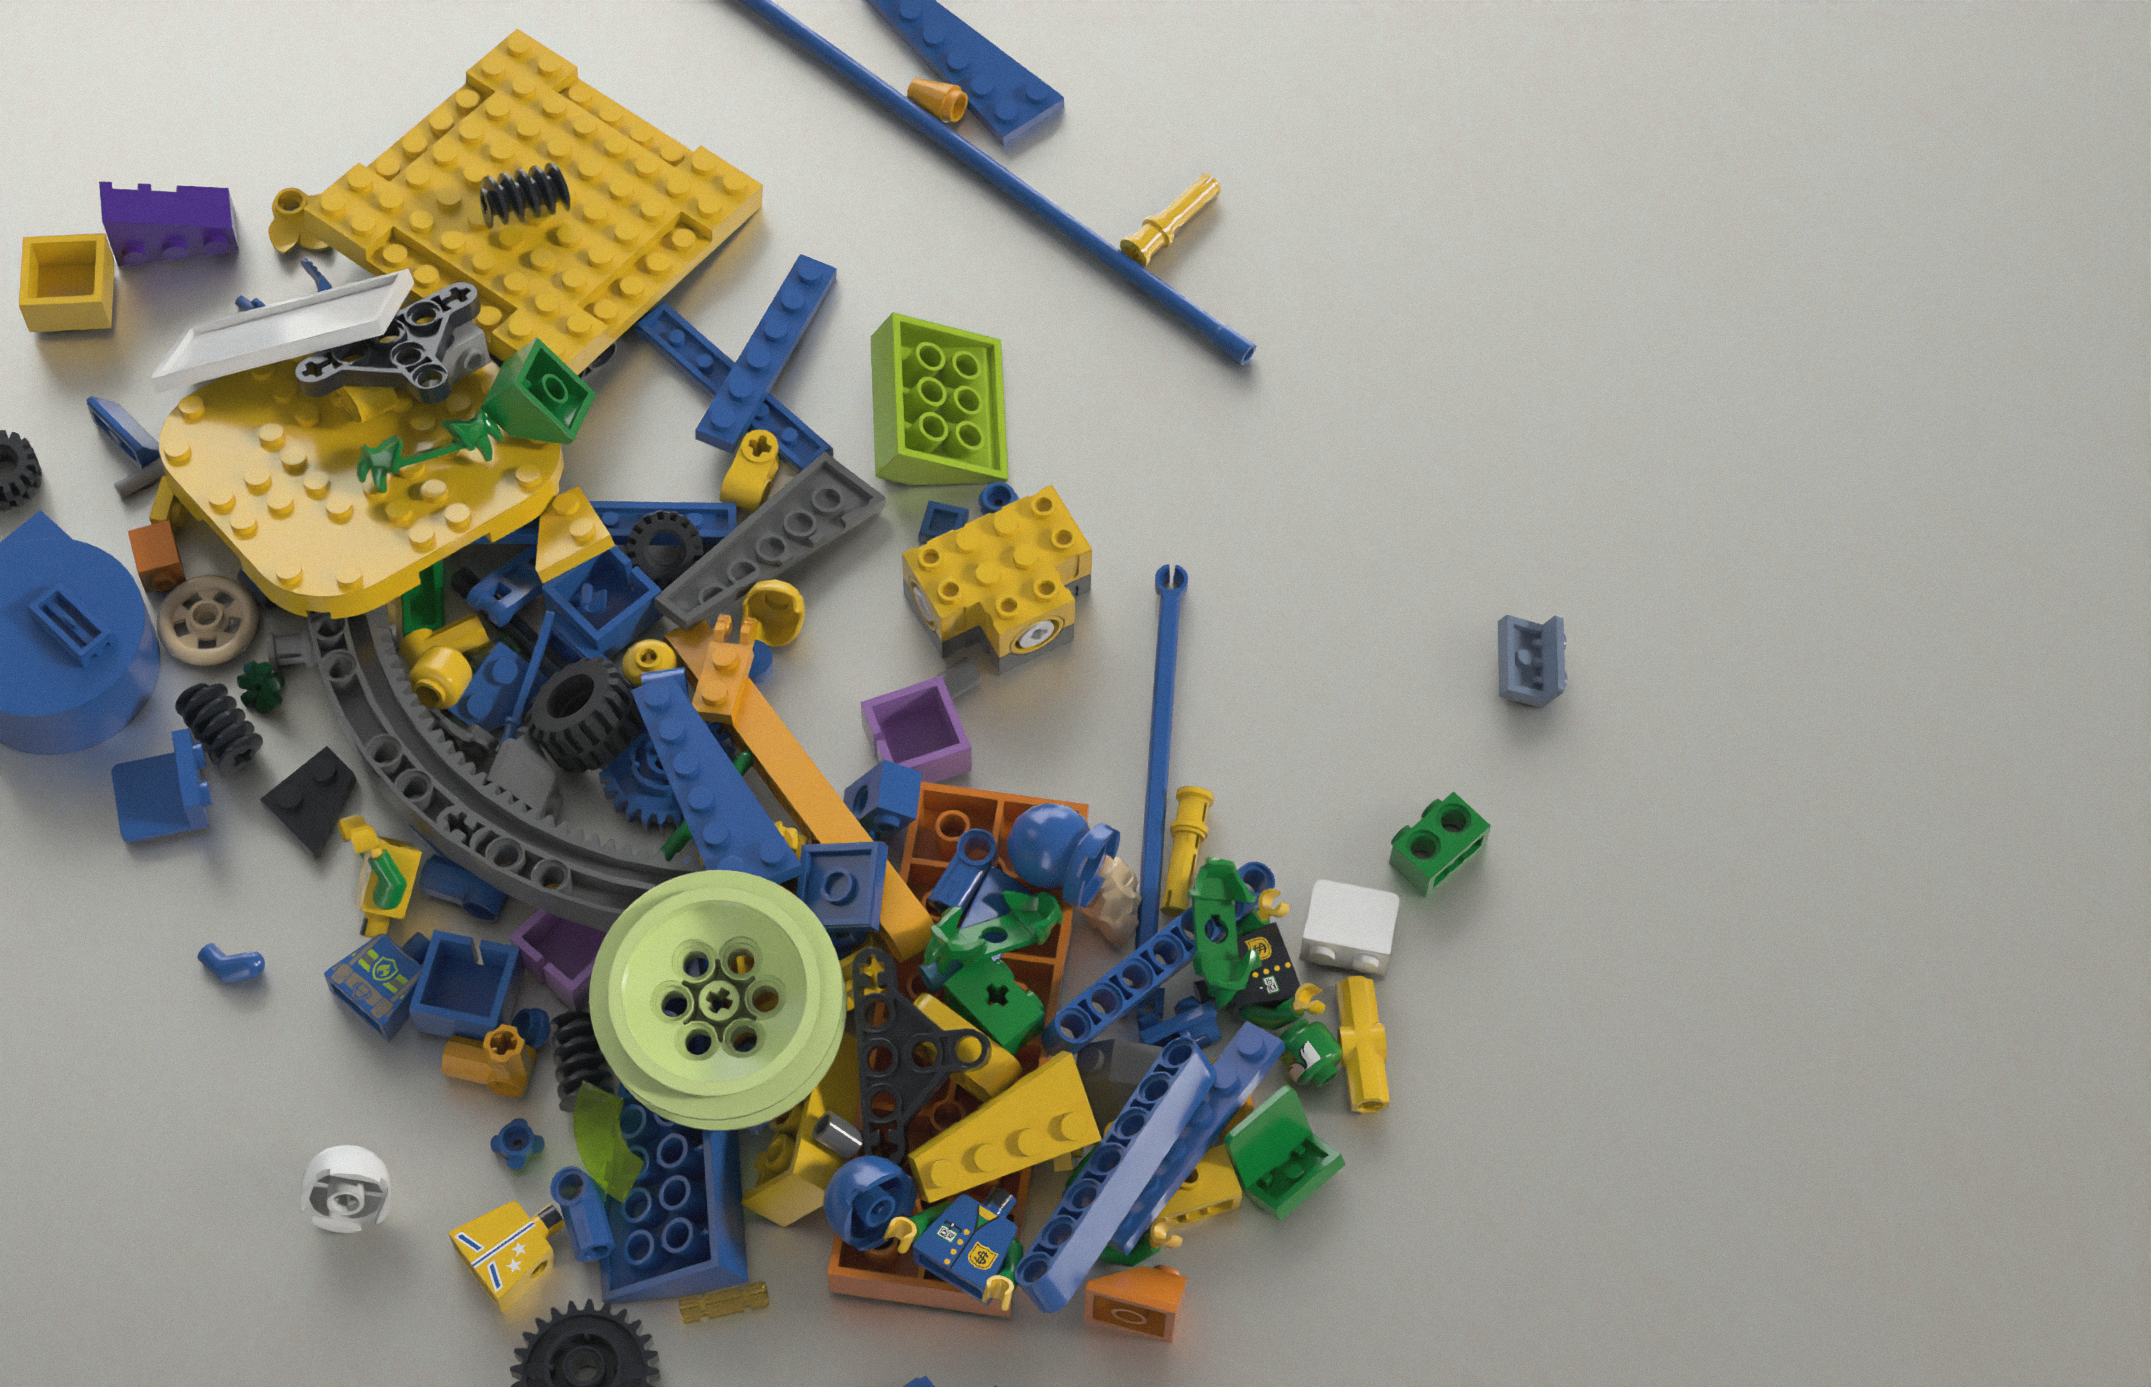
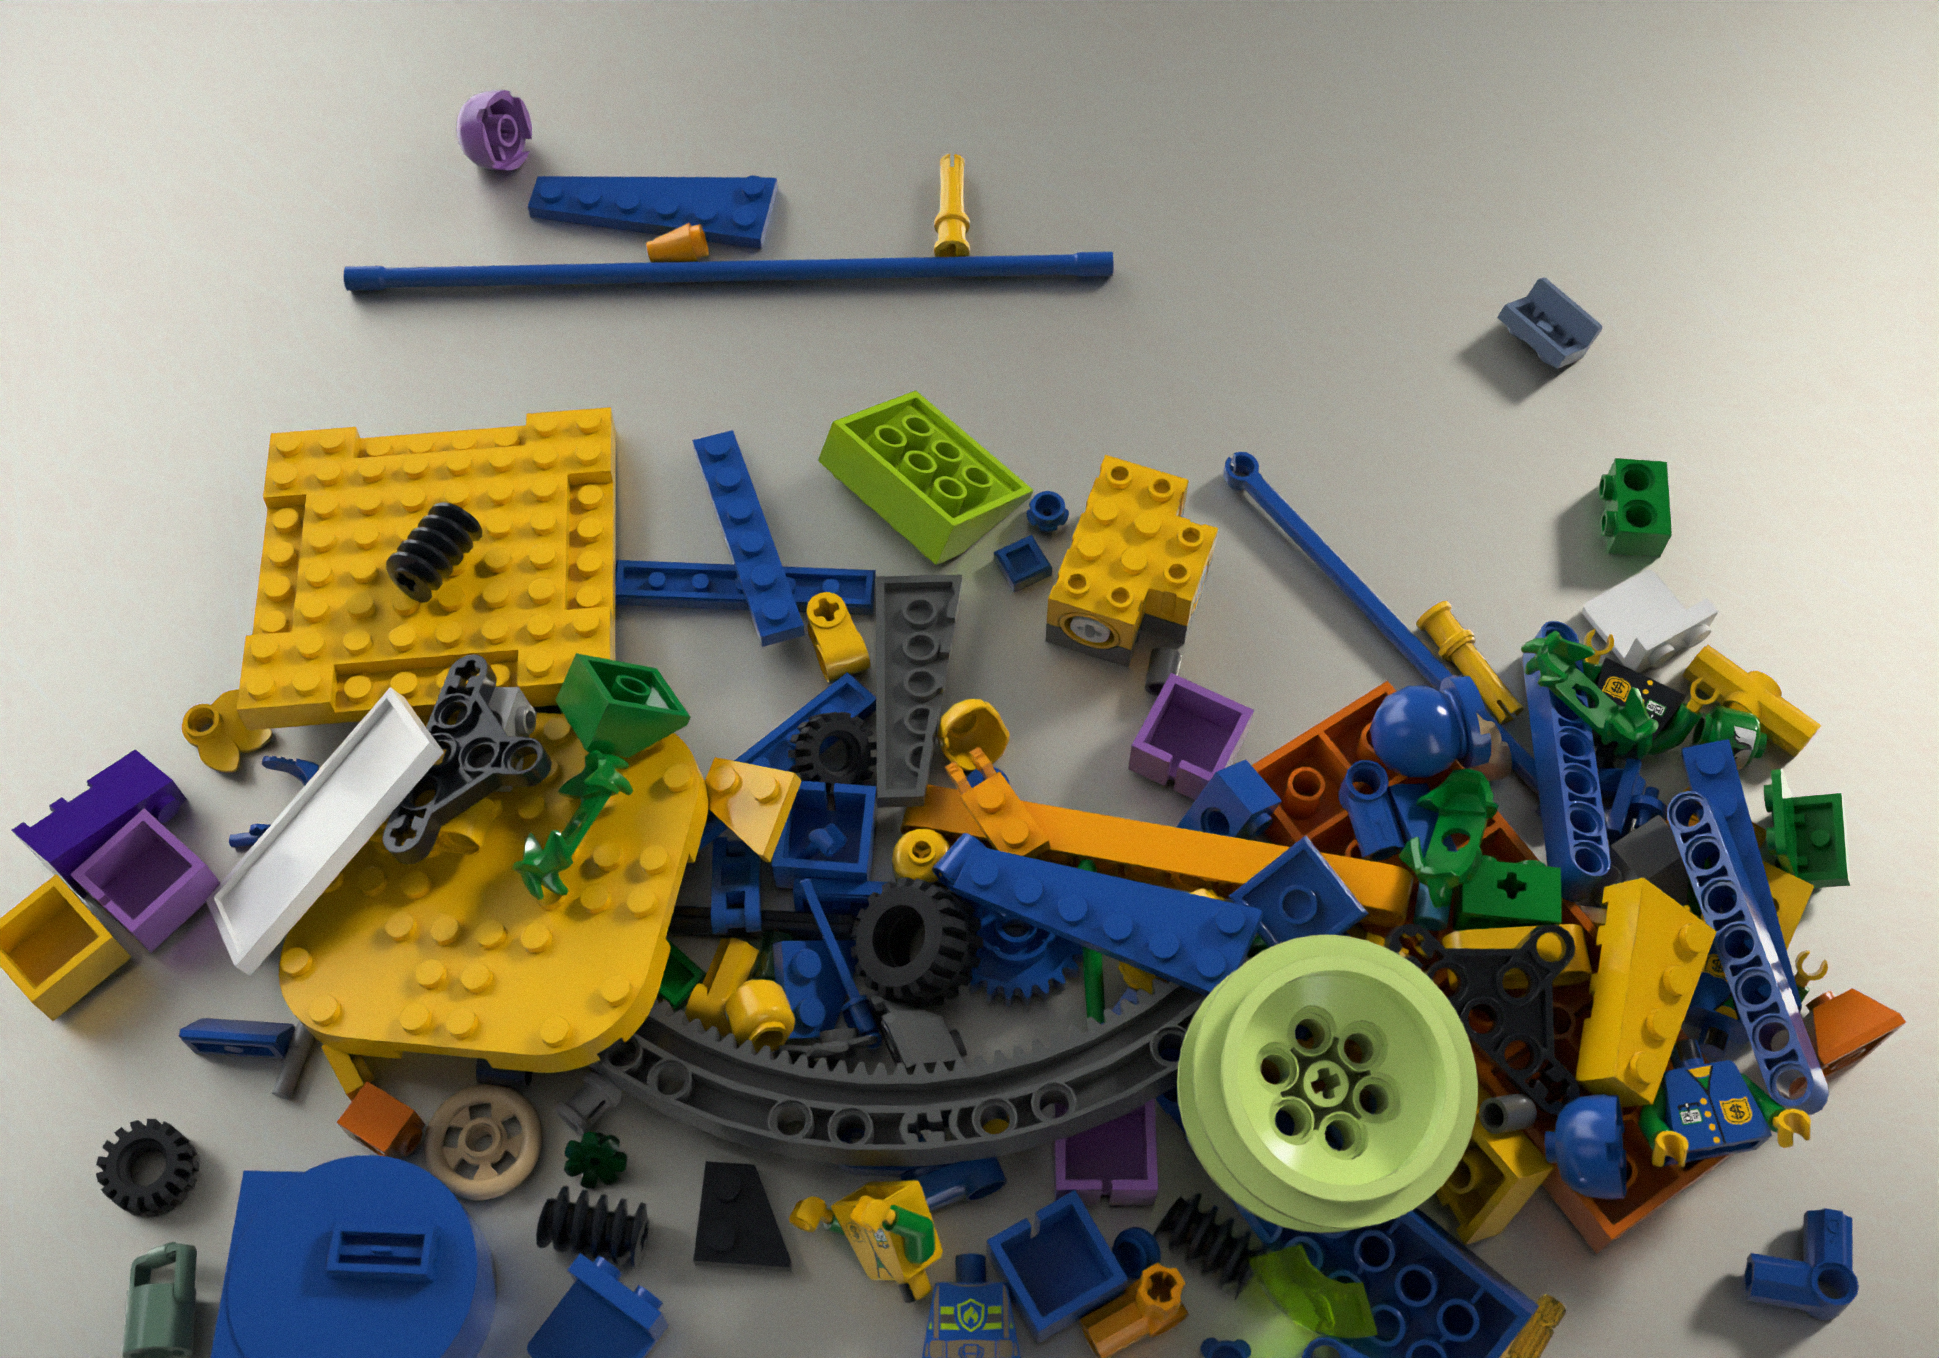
camera: 40 degrees left, 0 degrees up
(161, 279) = (146, 880): none -> medium lavender piece

